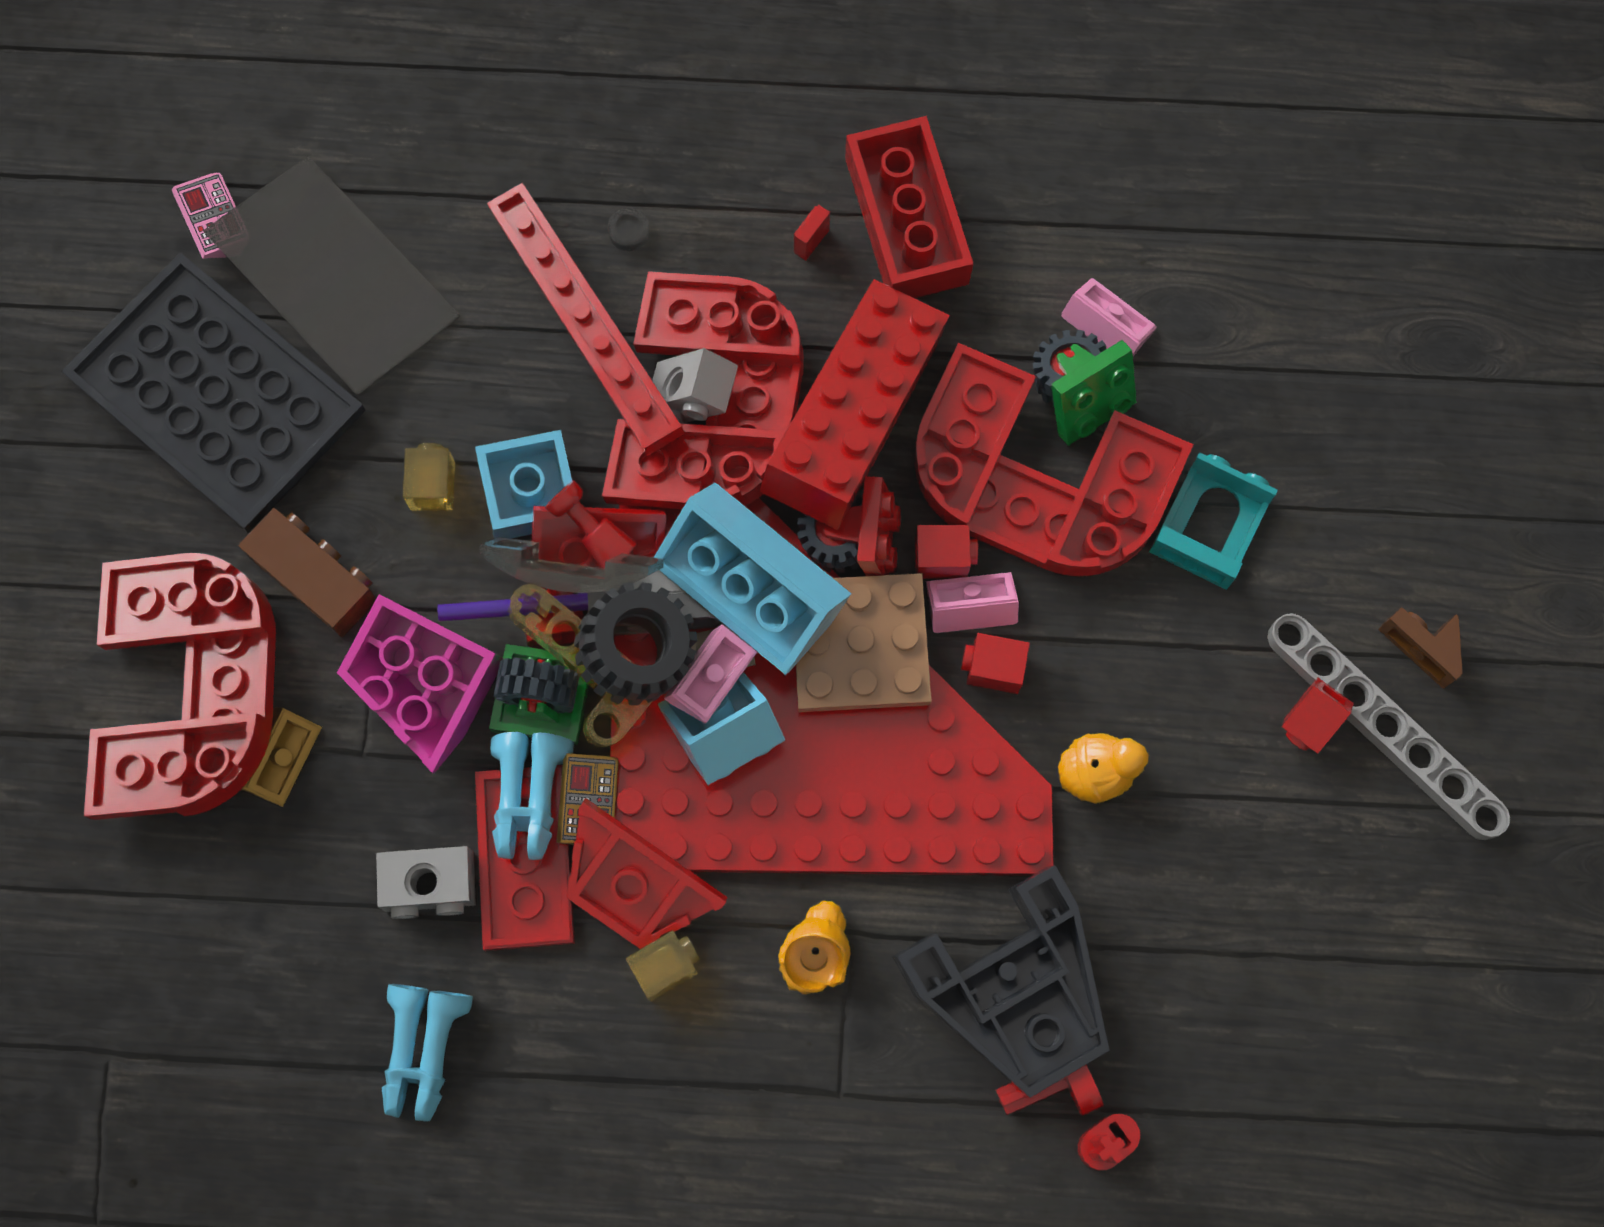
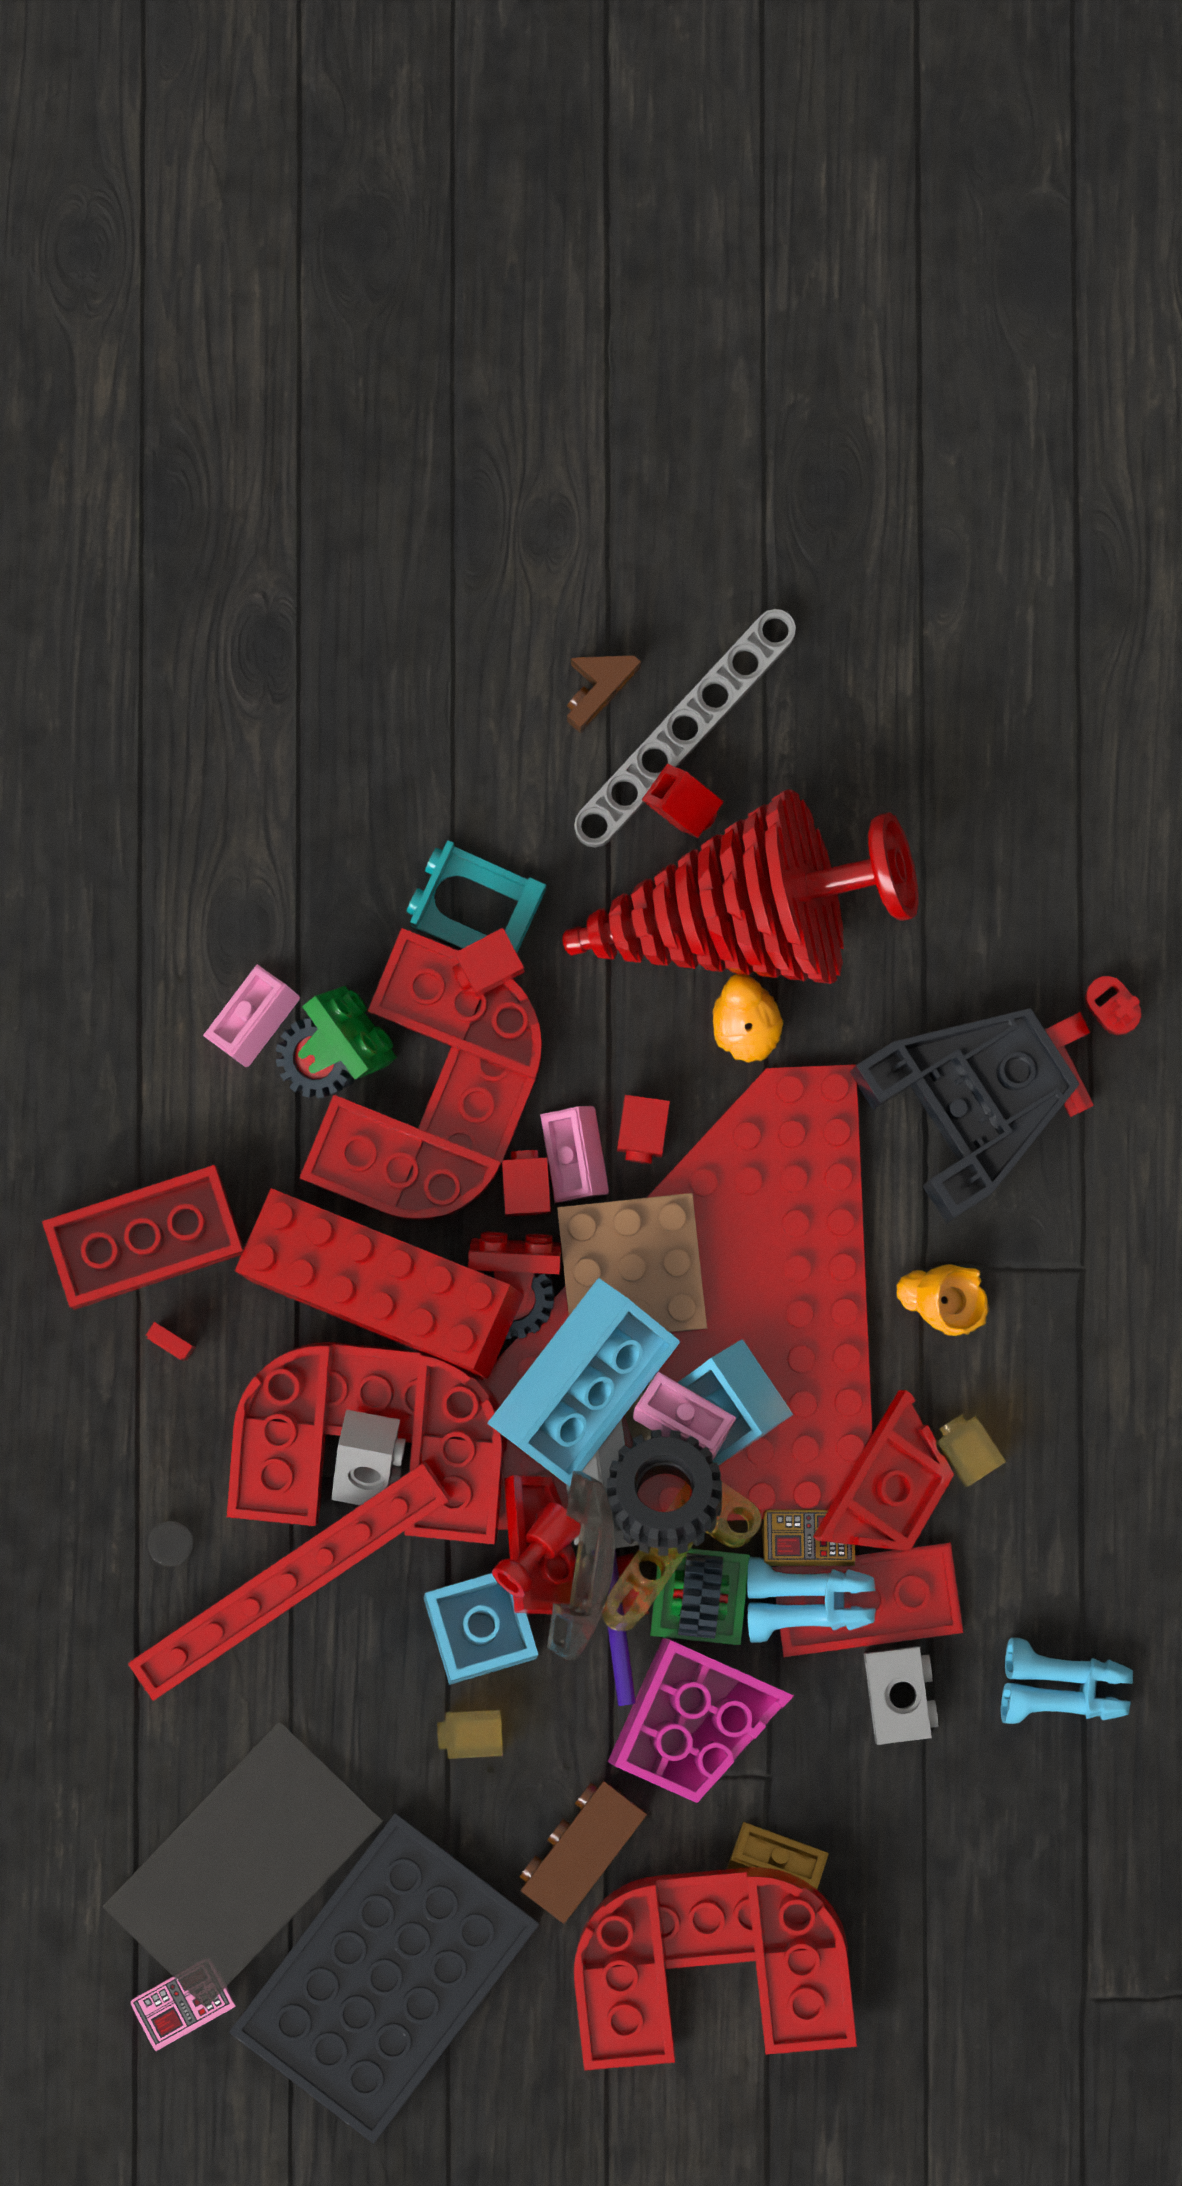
camera: 90 degrees left, 10 degrees up
(1161, 515) = (487, 963): none -> red brick
(1228, 782) = (754, 899): none -> red plant

